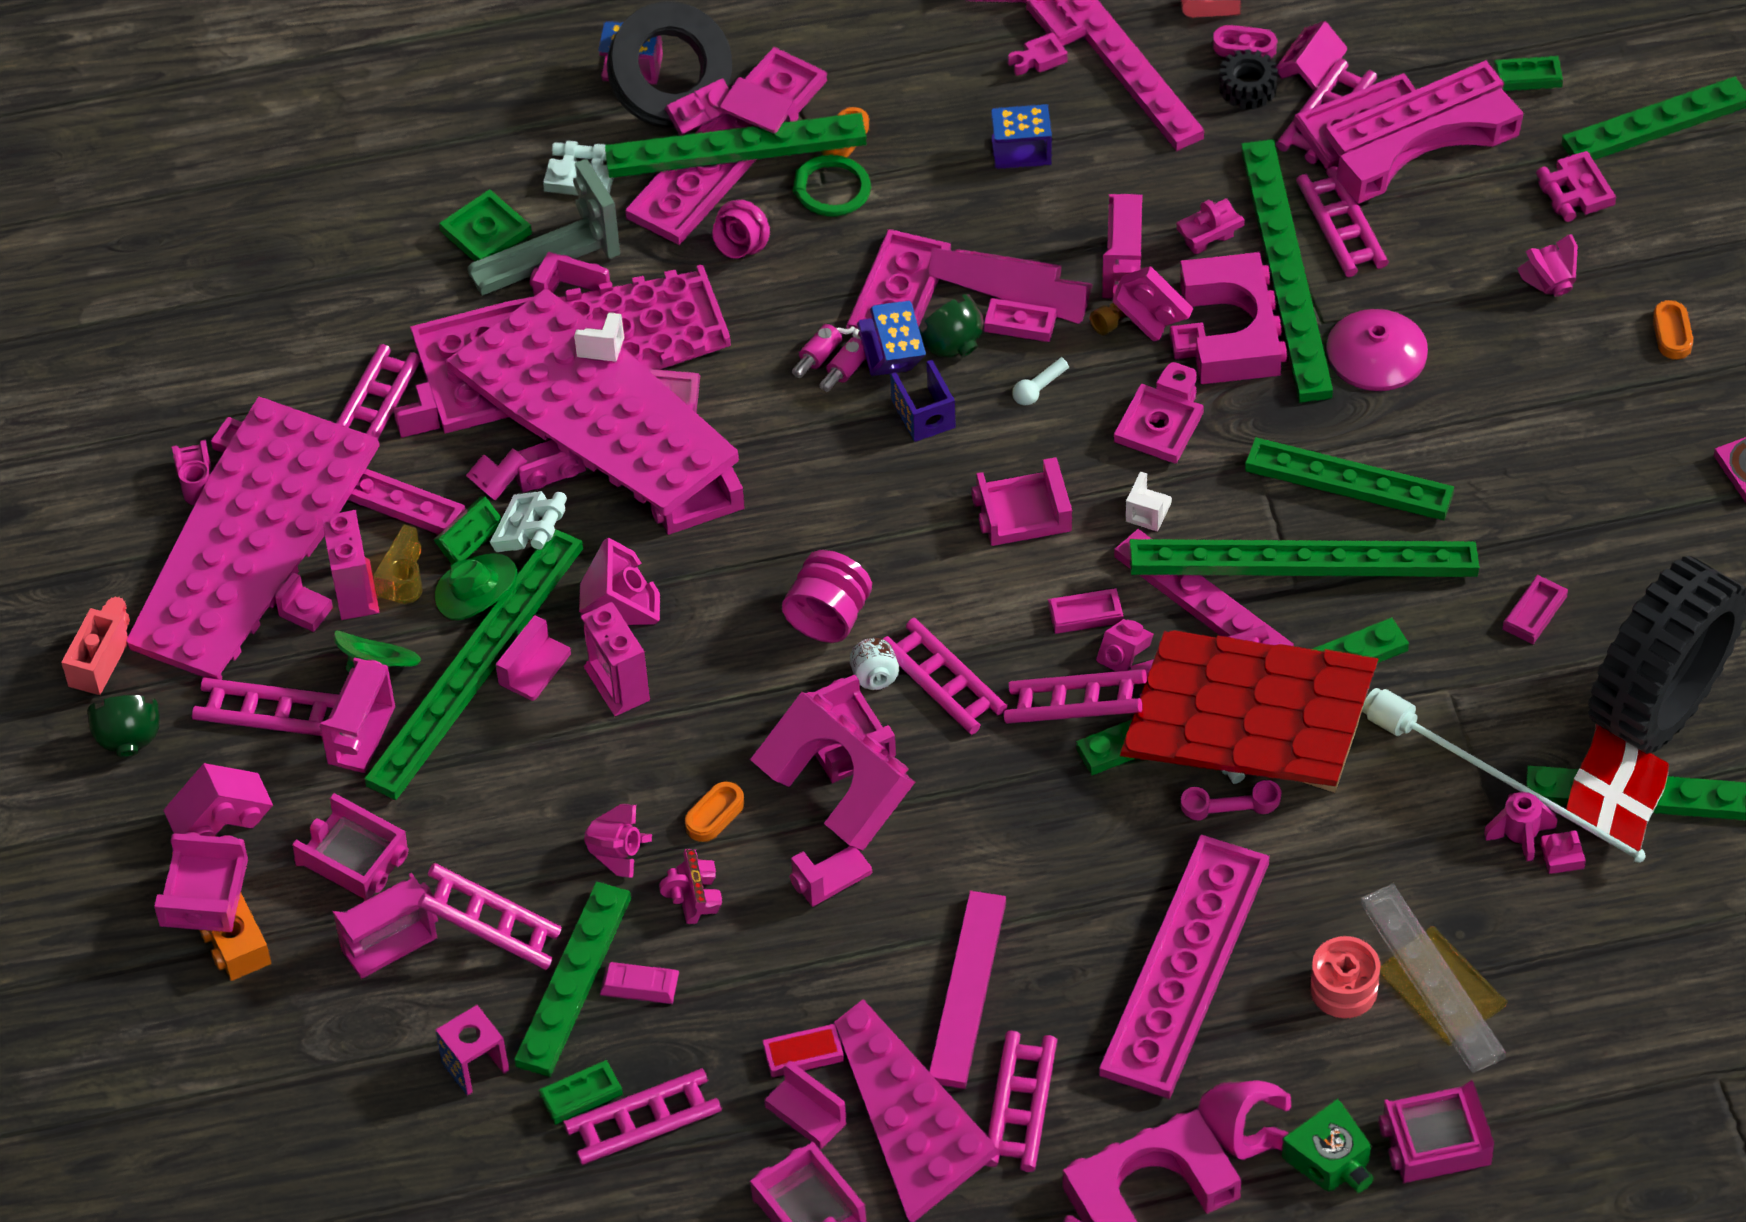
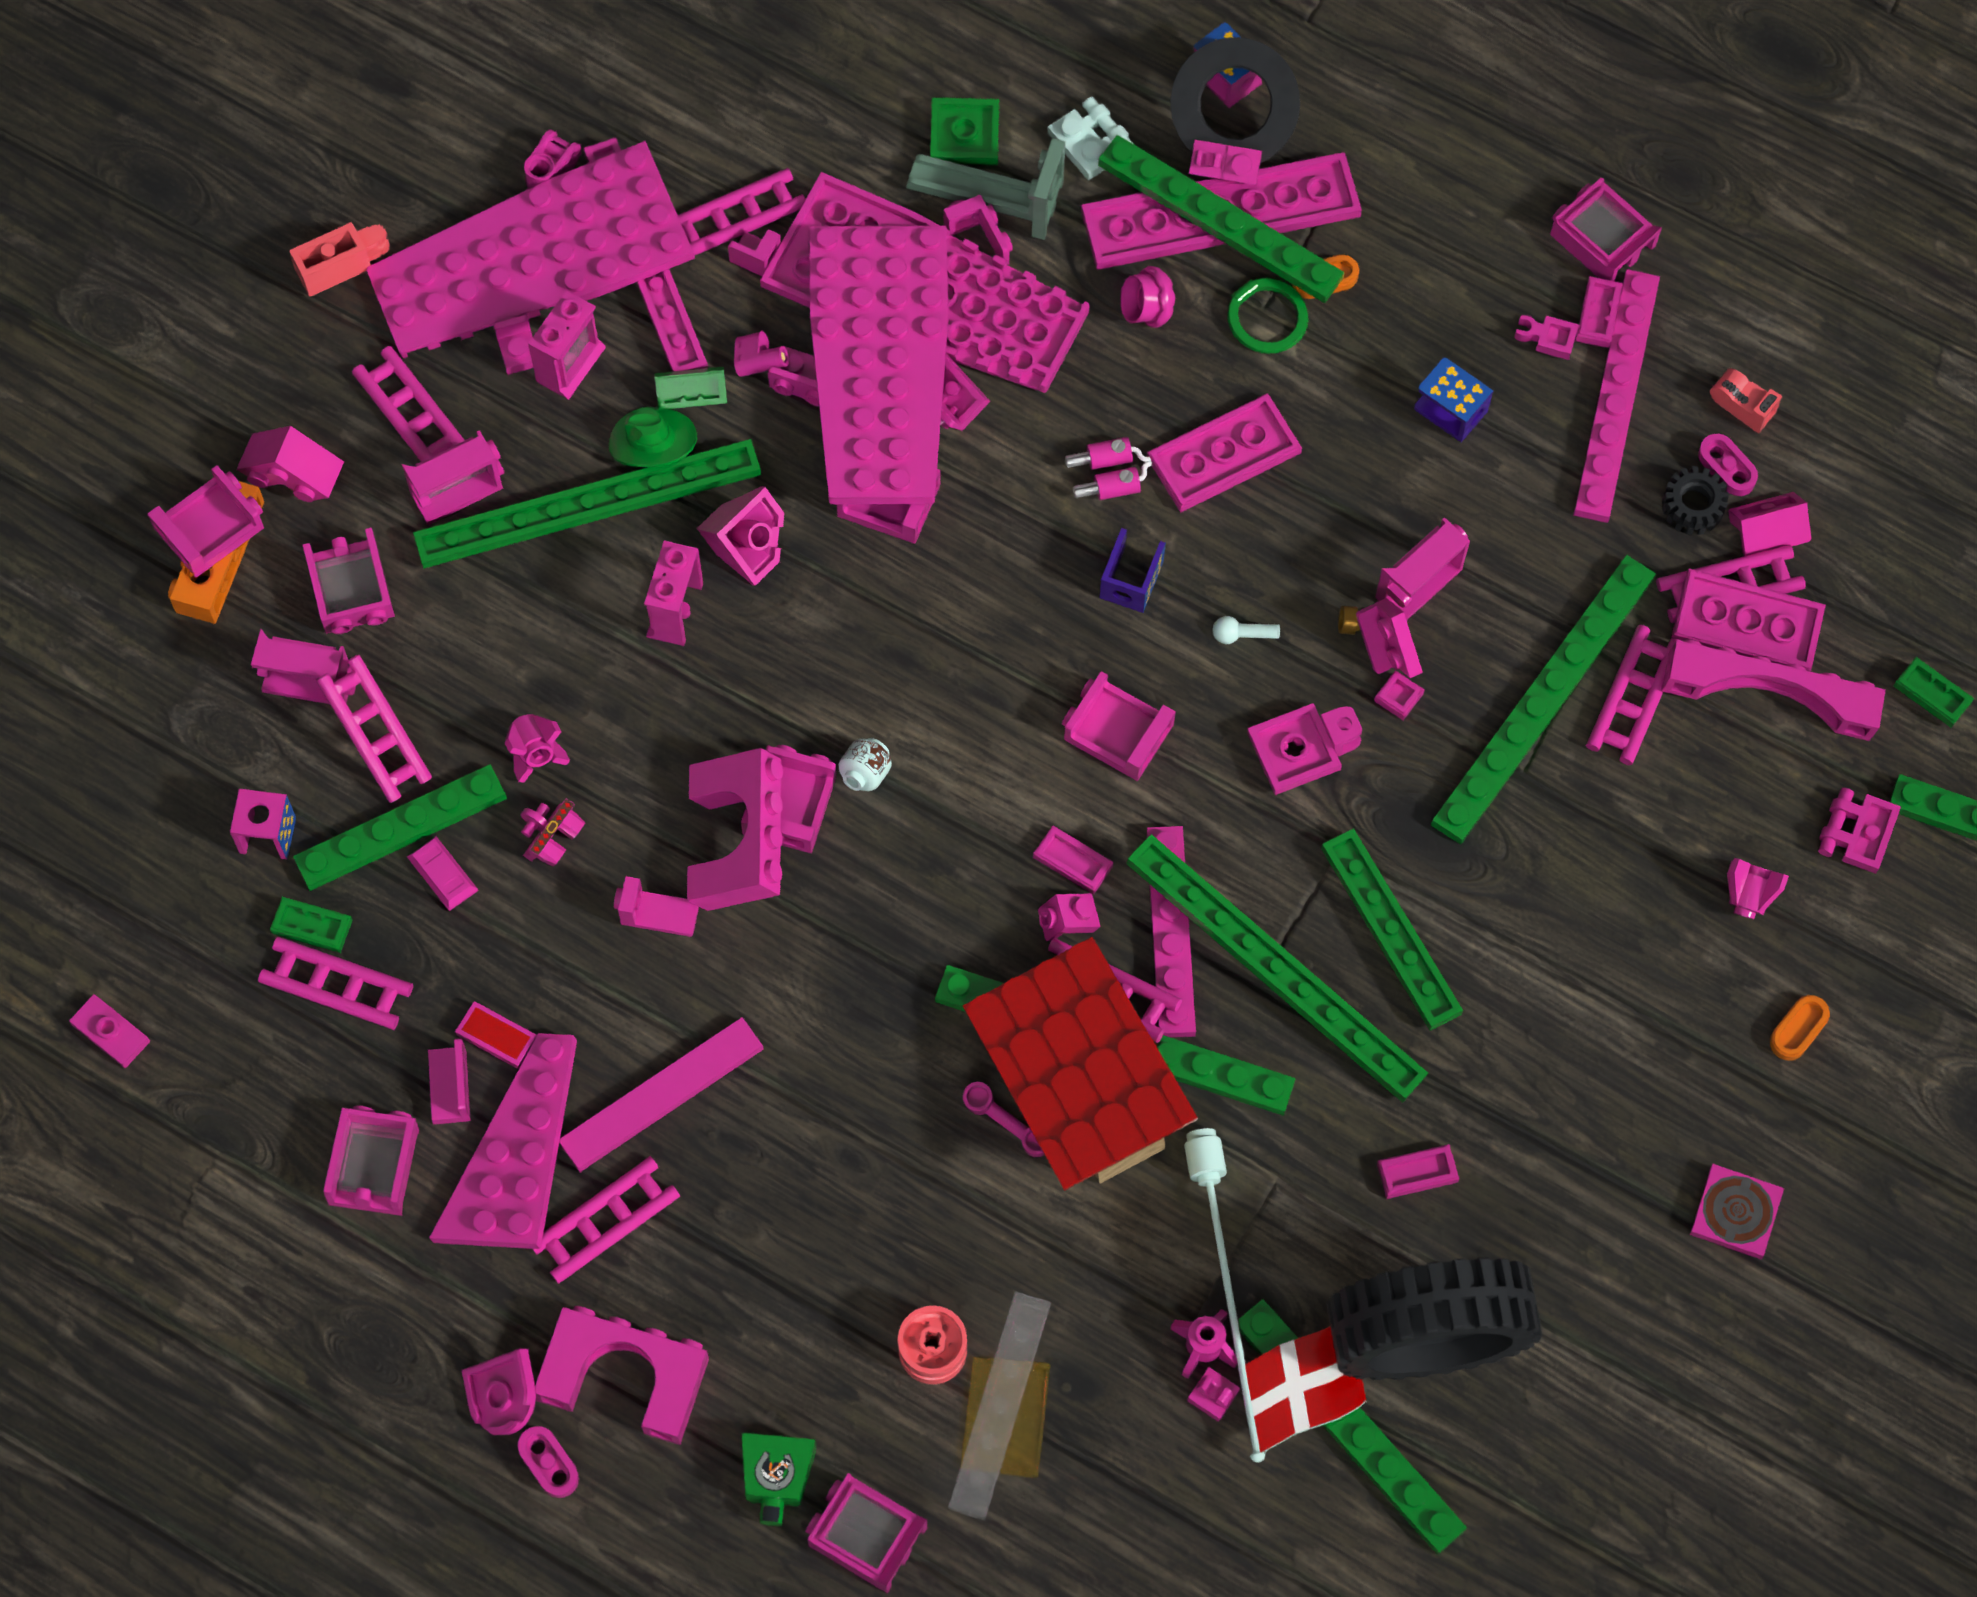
camera: 40 degrees right, 15 degrees up
(124, 723) = (291, 340): dark green cylinder -> none
(373, 650) = (519, 432): green hat -> none
(399, 572) = (609, 372): clear yellow plate -> none
(522, 523) = (734, 411): light aqua plate -> none
(531, 660) = (628, 537): dark pink panel -> none
(603, 343) = (928, 311): panel -> none
(714, 811) = (633, 781): orange tile -> none
(759, 106) = (1264, 200): dark pink panel -> none
(827, 596) = (881, 678): dark pink wheel -> none
(891, 338) = (1157, 496): piece -> none
(944, 694) = (922, 836): dark pink bar -> none
(953, 328) = (1218, 528): dark green cylinder -> none
(1013, 280) = (1318, 524): dark pink wedge -> none
(1020, 320) = (1284, 563): dark pink plate -> none
(1090, 706) = (977, 948): dark pink bar -> none
(1146, 506) = (1213, 810): white panel -> none
(1184, 966) = (831, 1223): dark pink plate -> none
(1209, 224) = (1518, 608): dark pink hips -> none
(1225, 1114) = (734, 1368): dark pink piece -> none
(1242, 283) = (1440, 750): dark pink arch -> none
(1377, 350) = (1537, 853): dark pink dish -> none
(1413, 107) = (1794, 646): dark pink plate -> none

